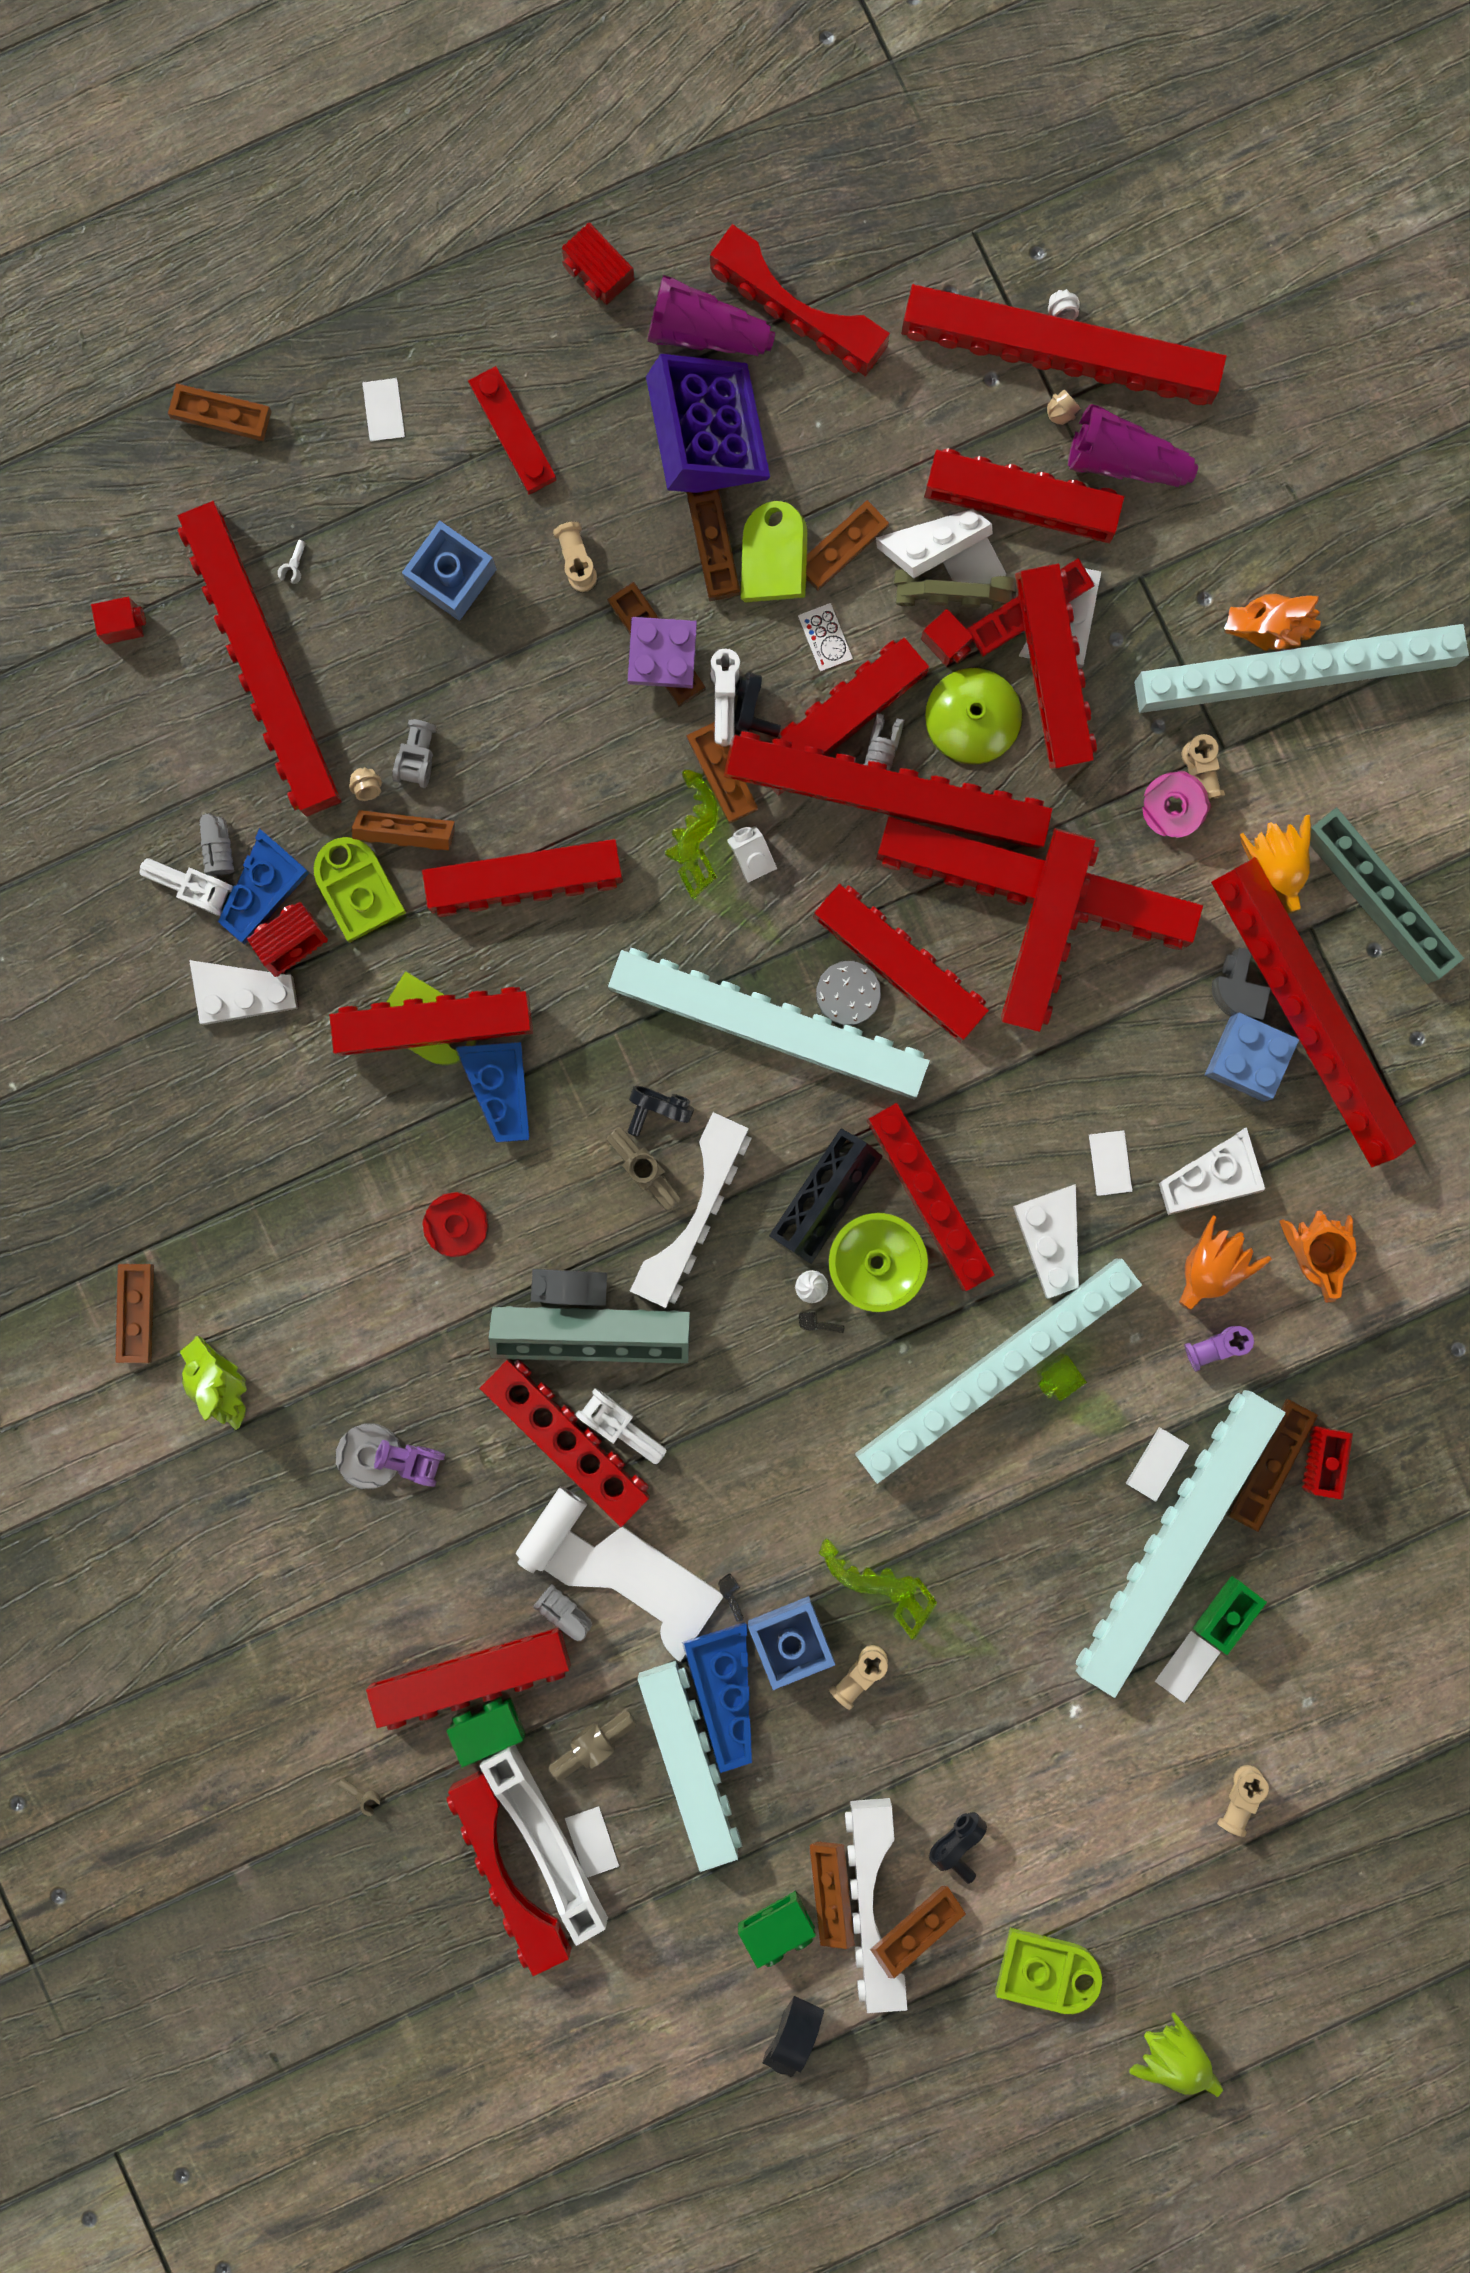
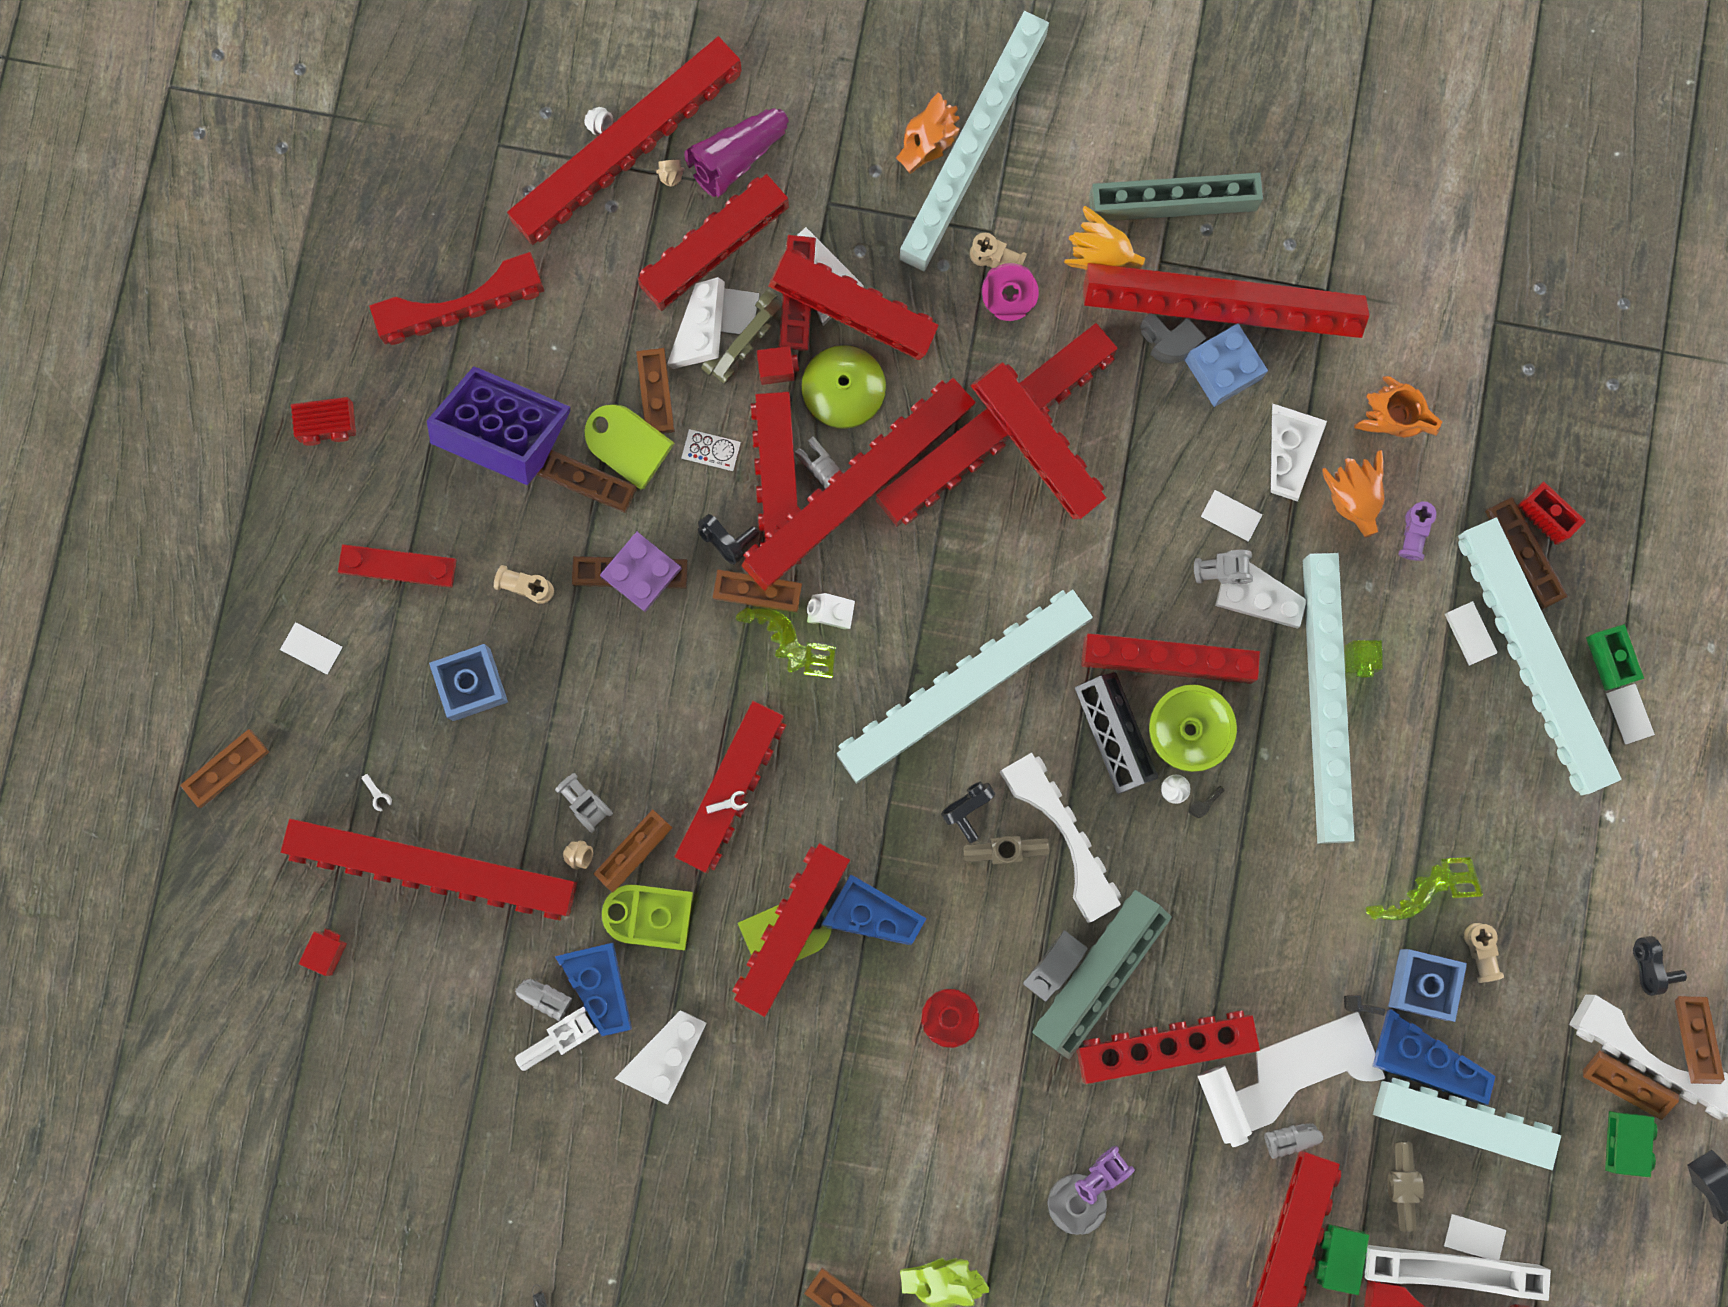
camera: 60 degrees left, 5 degrees down
(287, 938) = (652, 993): red brick -> none
(502, 882) = (727, 804): none -> white hand
(614, 1422) = (1177, 1001): white connector -> none
(701, 322) = (421, 376): magenta cone -> none
(724, 693) = (703, 549): white connector -> none
(848, 993) = (980, 613): light grey tile -> none
(900, 962) = (986, 561): red brick -> none
(1053, 1190) = (1227, 568): none -> light grey connector

